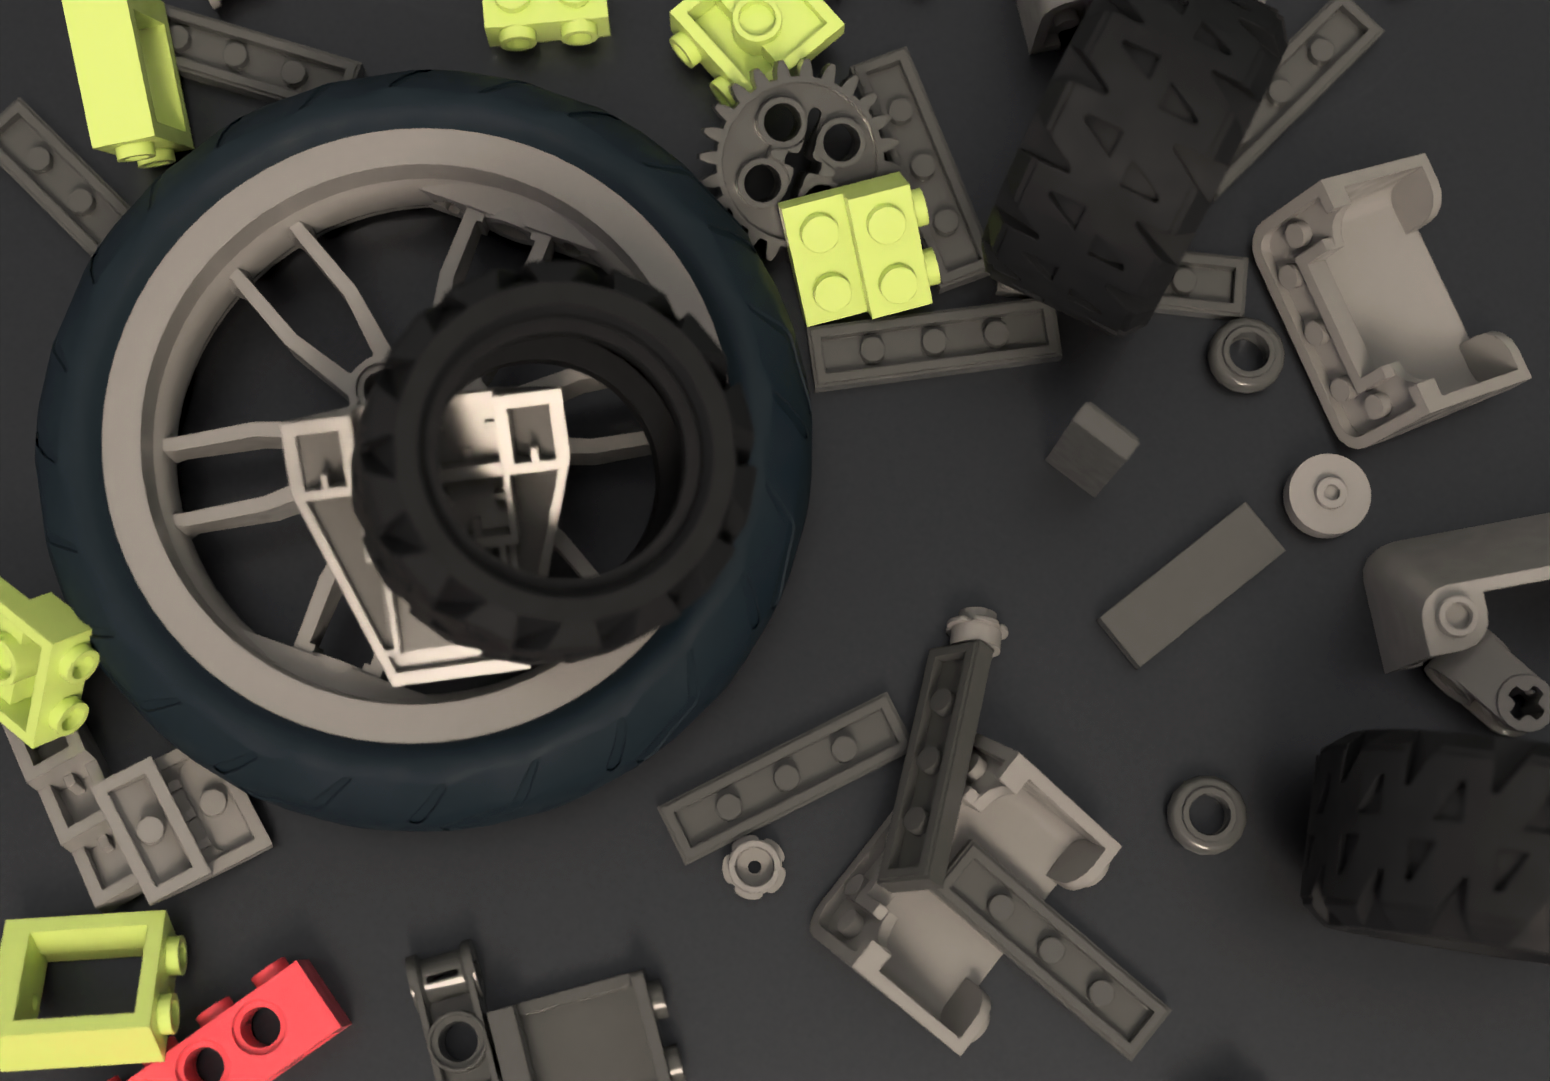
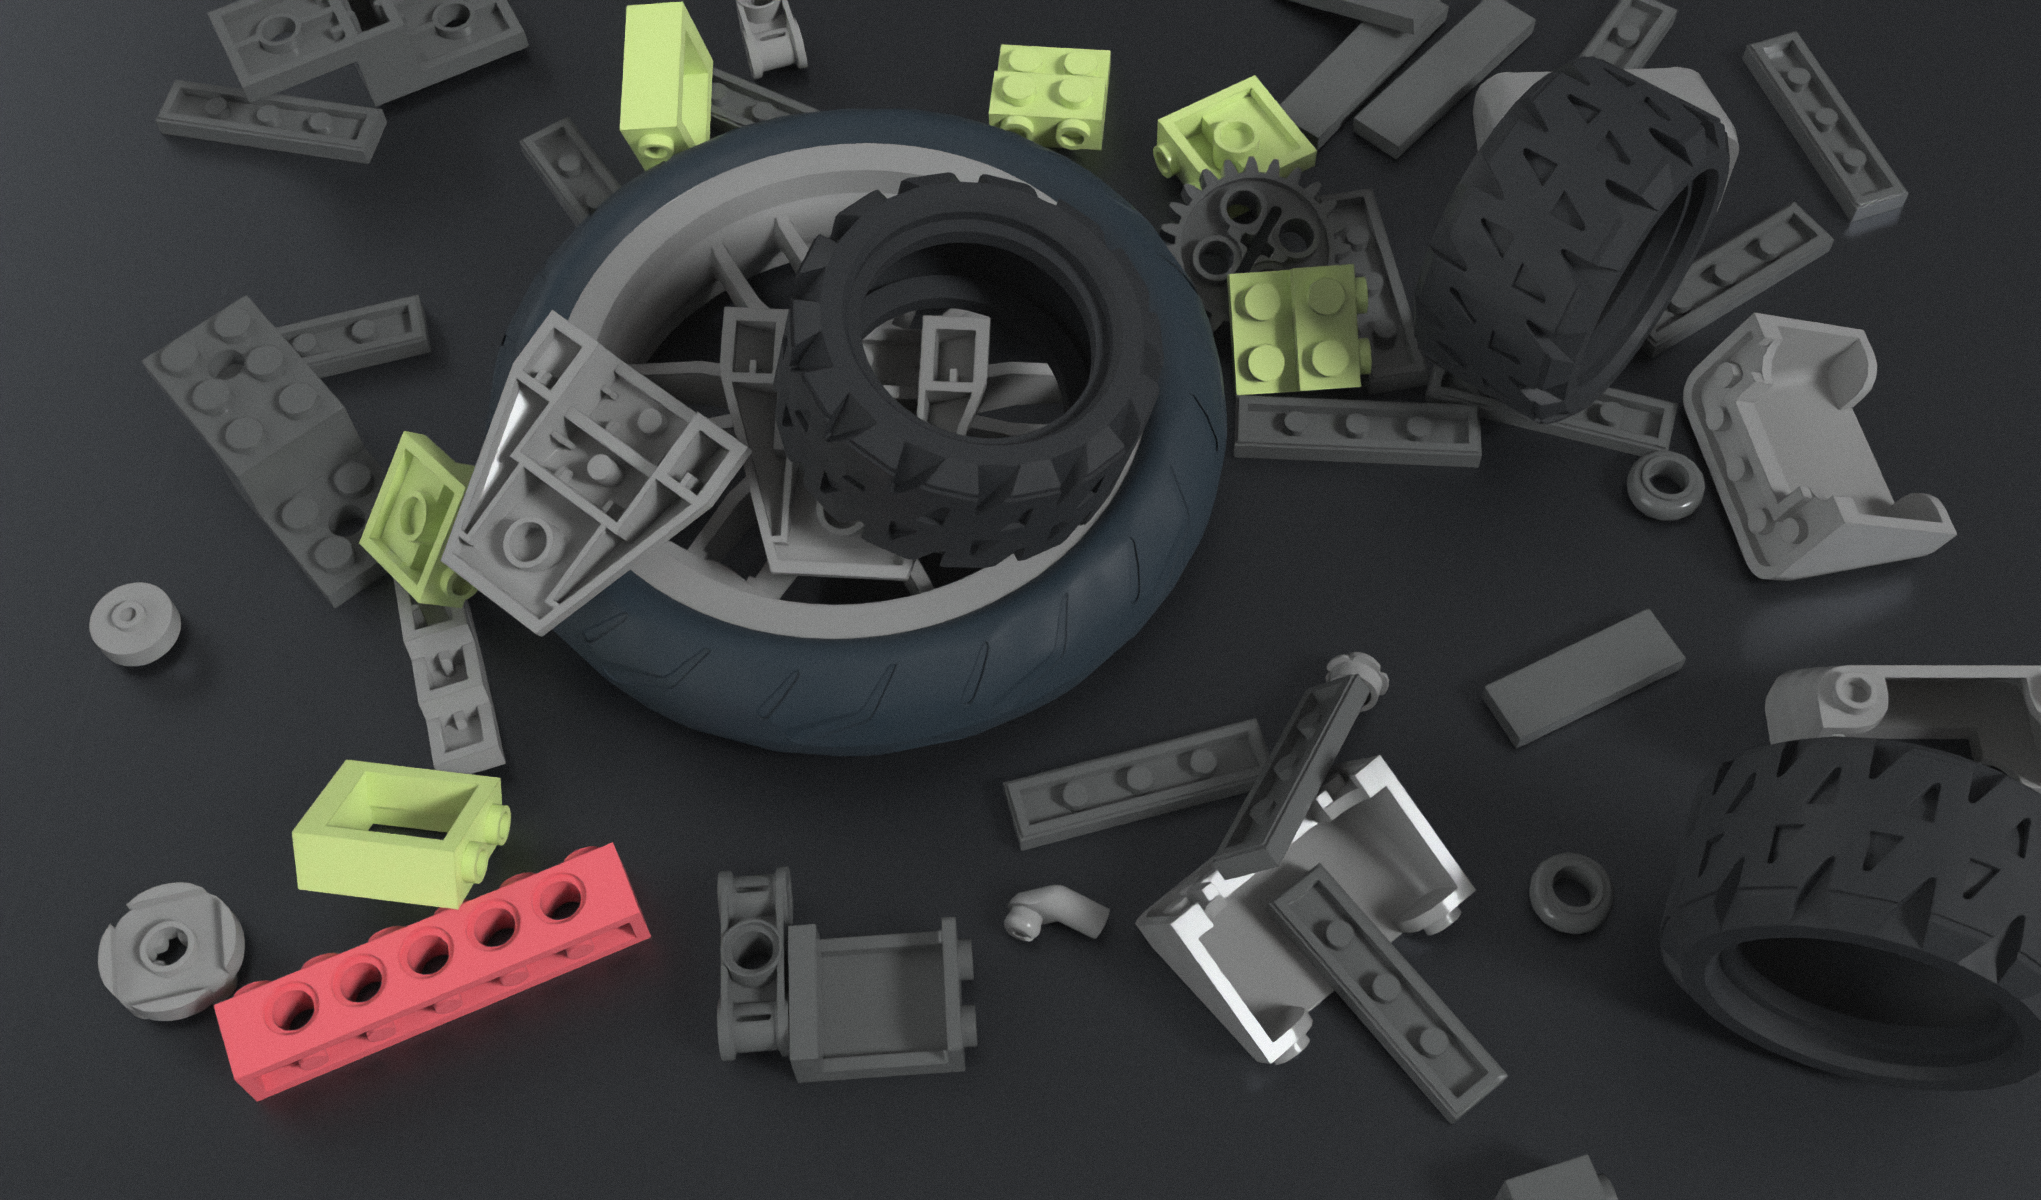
camera: 20 degrees right, 20 degrees down
(178, 623) = (581, 478): none -> light grey wedge
(178, 823) = (538, 706): light grey slope -> none
(733, 925) = (1051, 905): none -> light grey arm
(750, 849) = (1094, 840): light grey plate -> none
(1092, 449) = (1496, 510): dark grey tile -> none
(1327, 496) = (1734, 616): light grey wheel -> none

